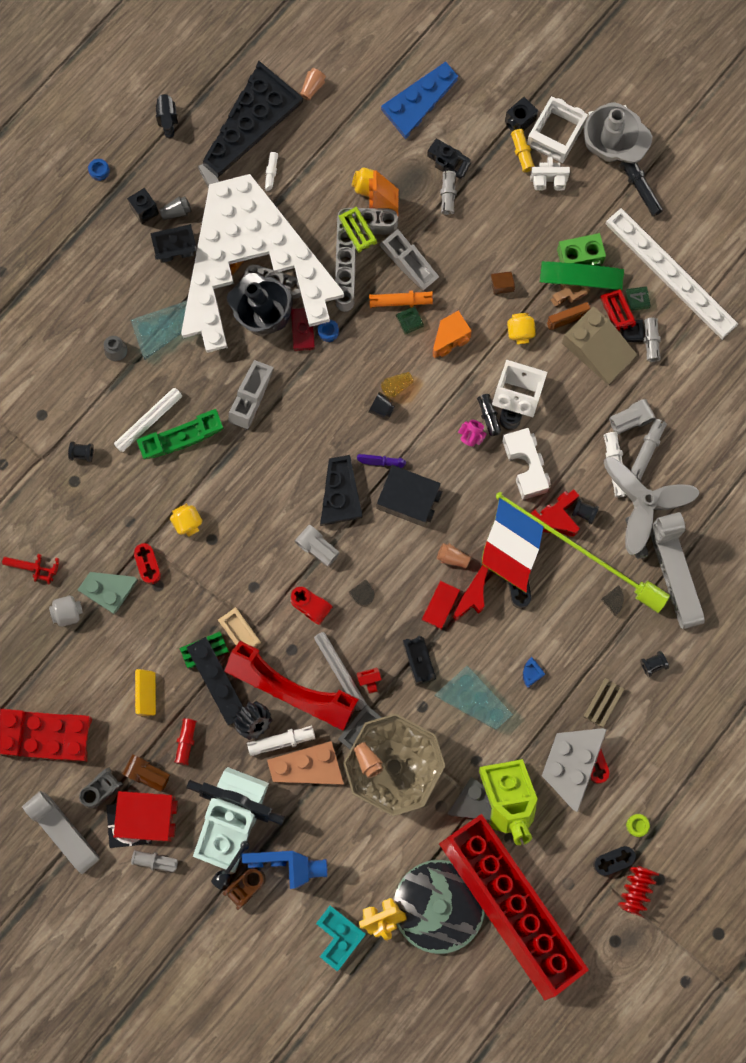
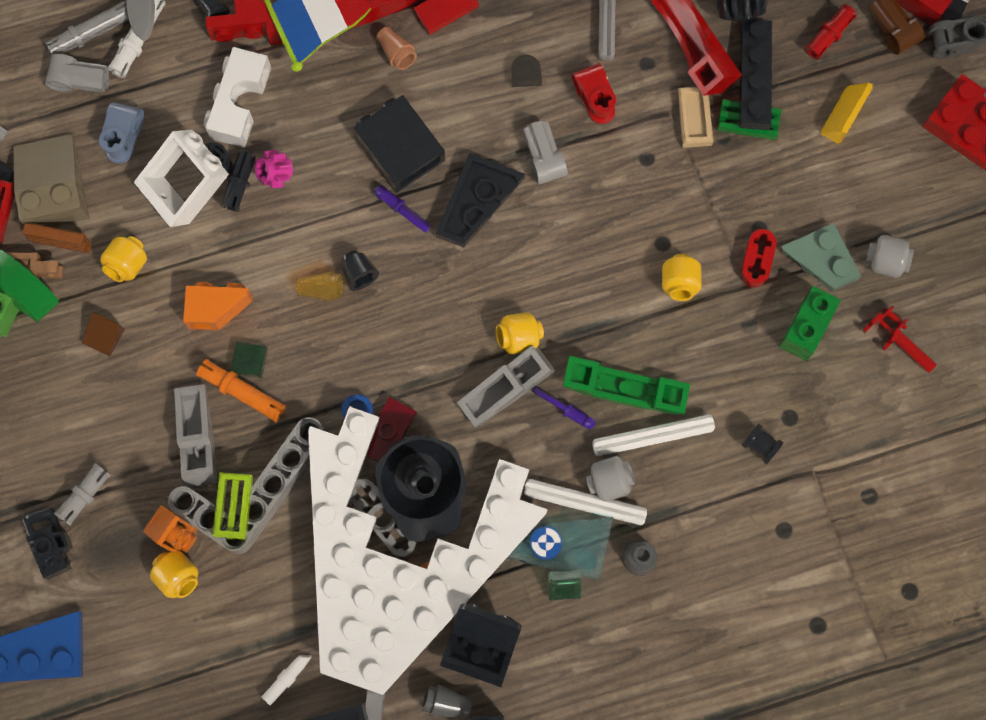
camera: 150 degrees left, 0 degrees up
(92, 538) = (810, 323): none -> green brick
(148, 305) = (564, 584): none -> clear green tile
(157, 378) = (611, 478): none -> light grey head
(165, 359) = (585, 502): none -> white axle
(171, 317) = (545, 543): none -> blue tile
(193, 404) = (569, 411): none -> dark purple piece
(262, 427) = (518, 332): none -> yellow head
(581, 403) = (121, 131): none -> sand blue piece

